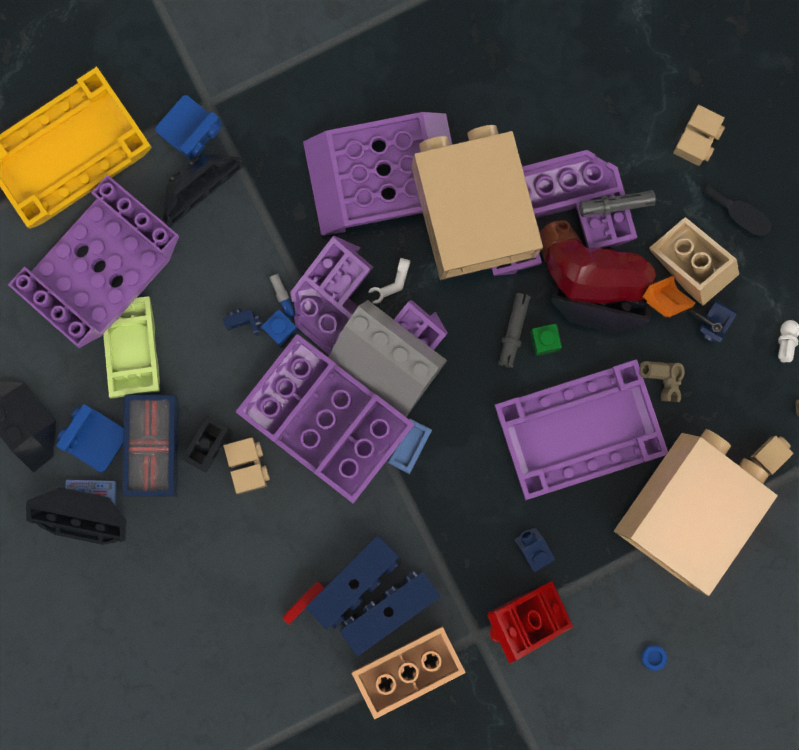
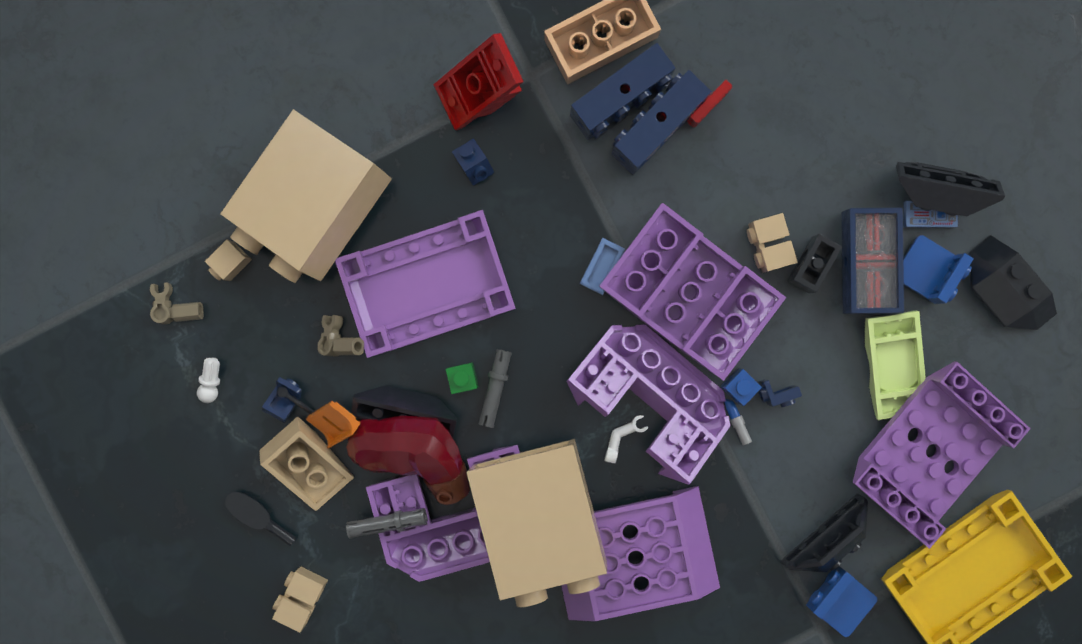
camera: 175 degrees right, 5 degrees up
(386, 357) = (629, 356): light grey slope -> none
(654, 657) = (351, 54): blue tile -> none

